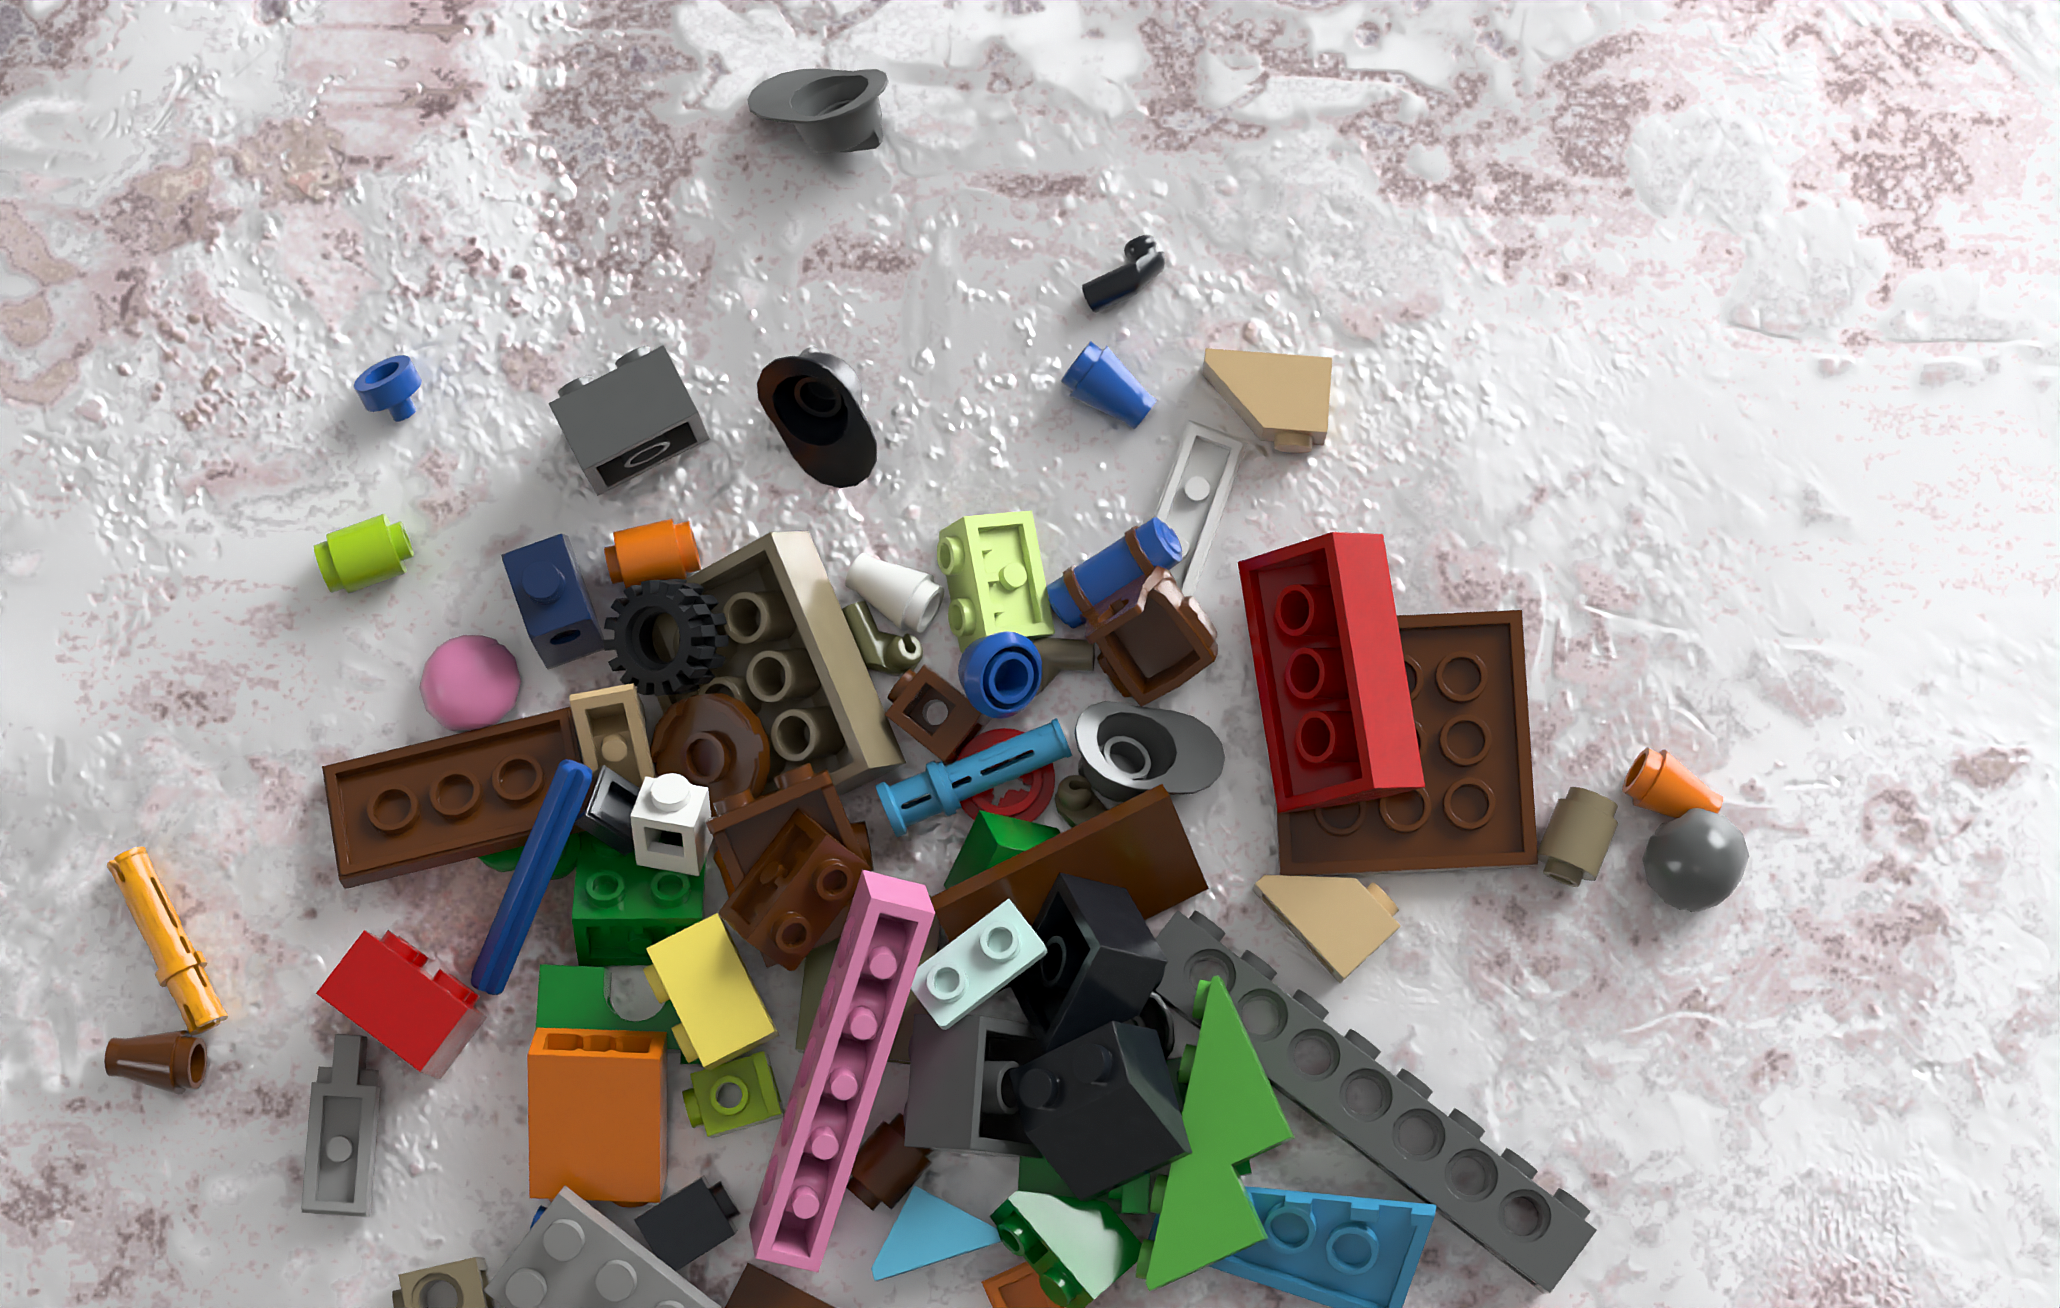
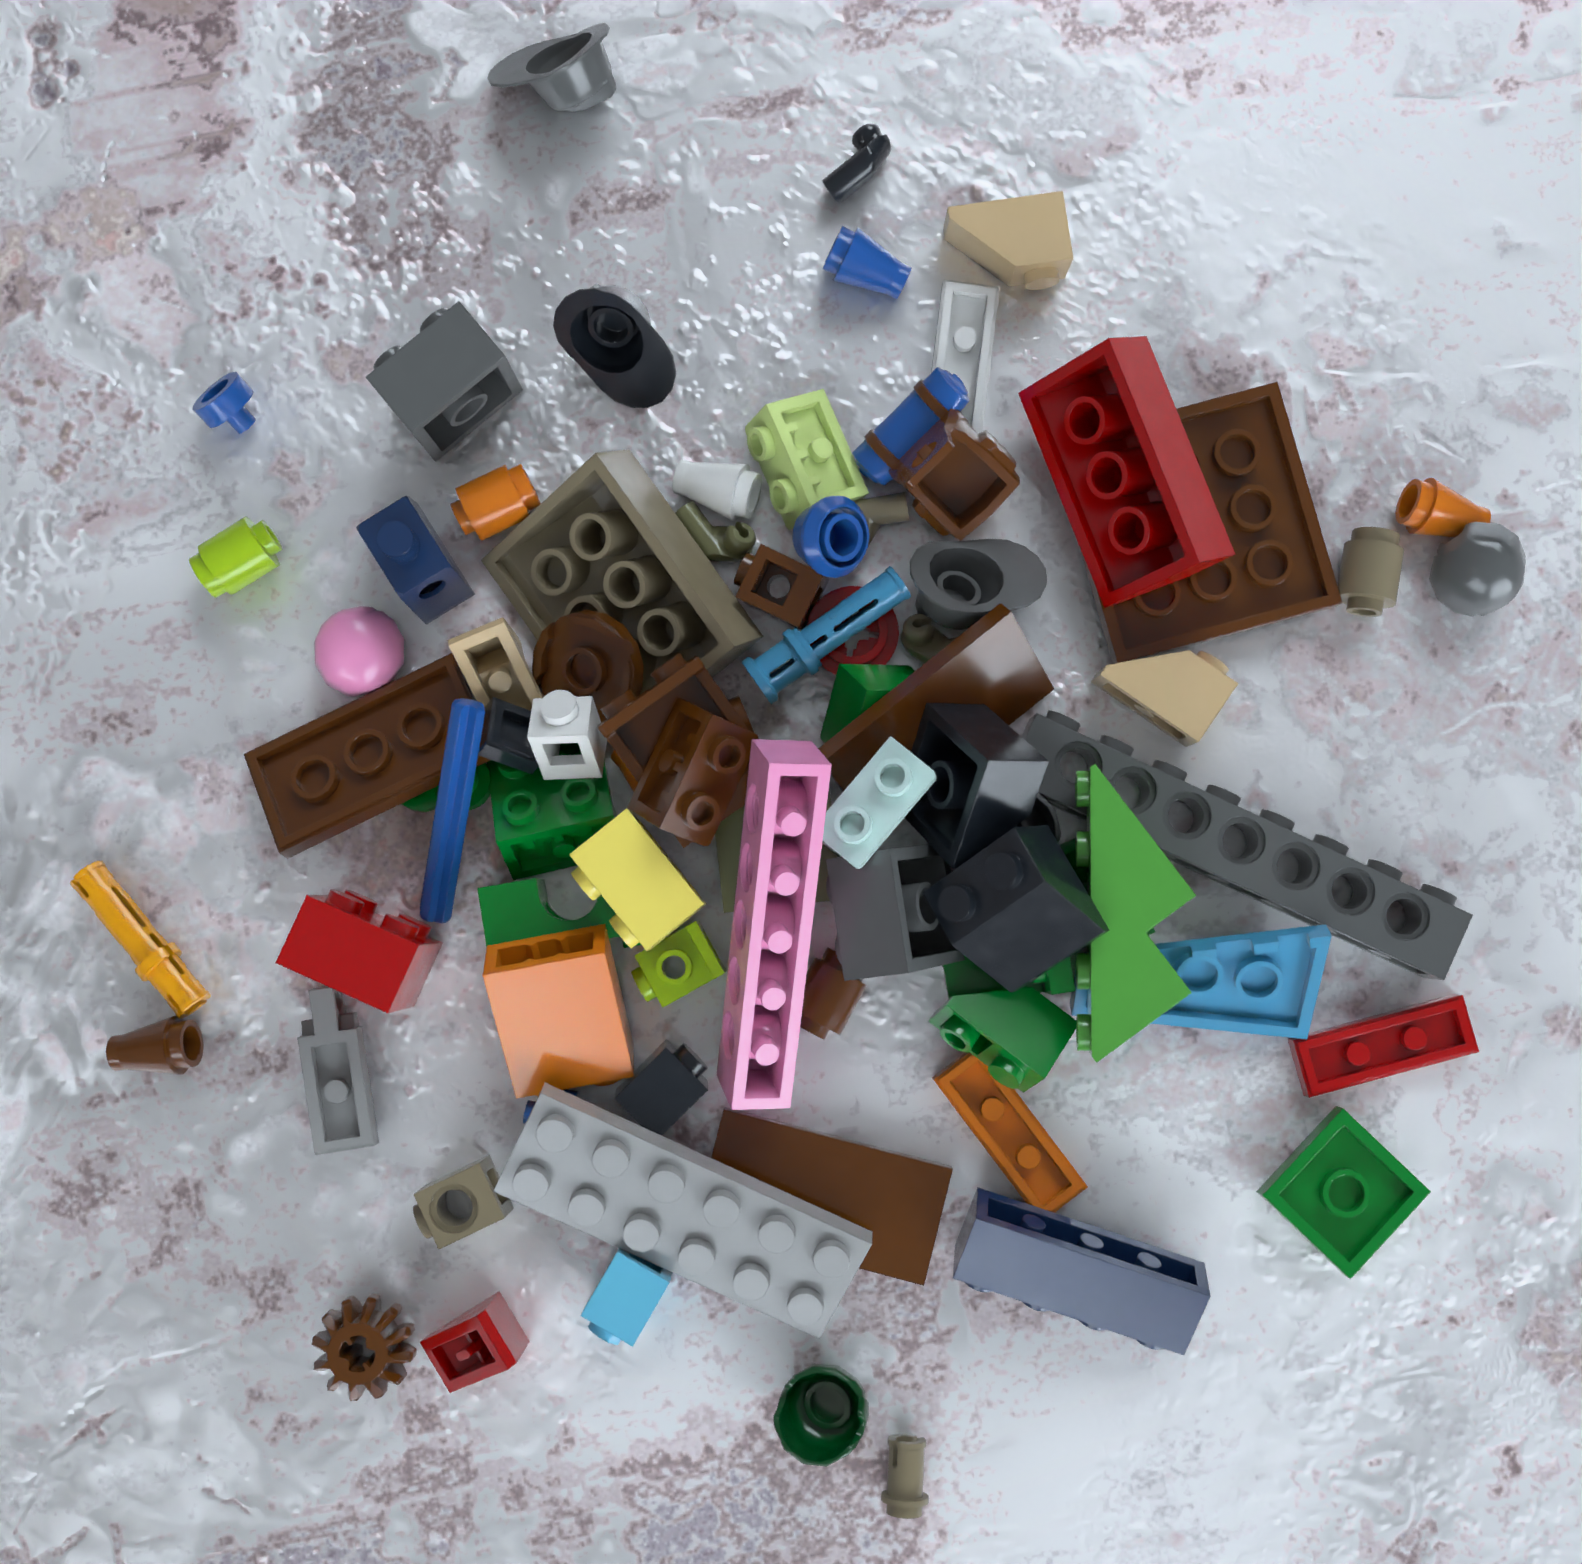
camera: 15 degrees left, 5 degrees up
(635, 643) = (495, 574): black tyre -> none
(930, 1233) = (879, 1049): medium azure slope -> none

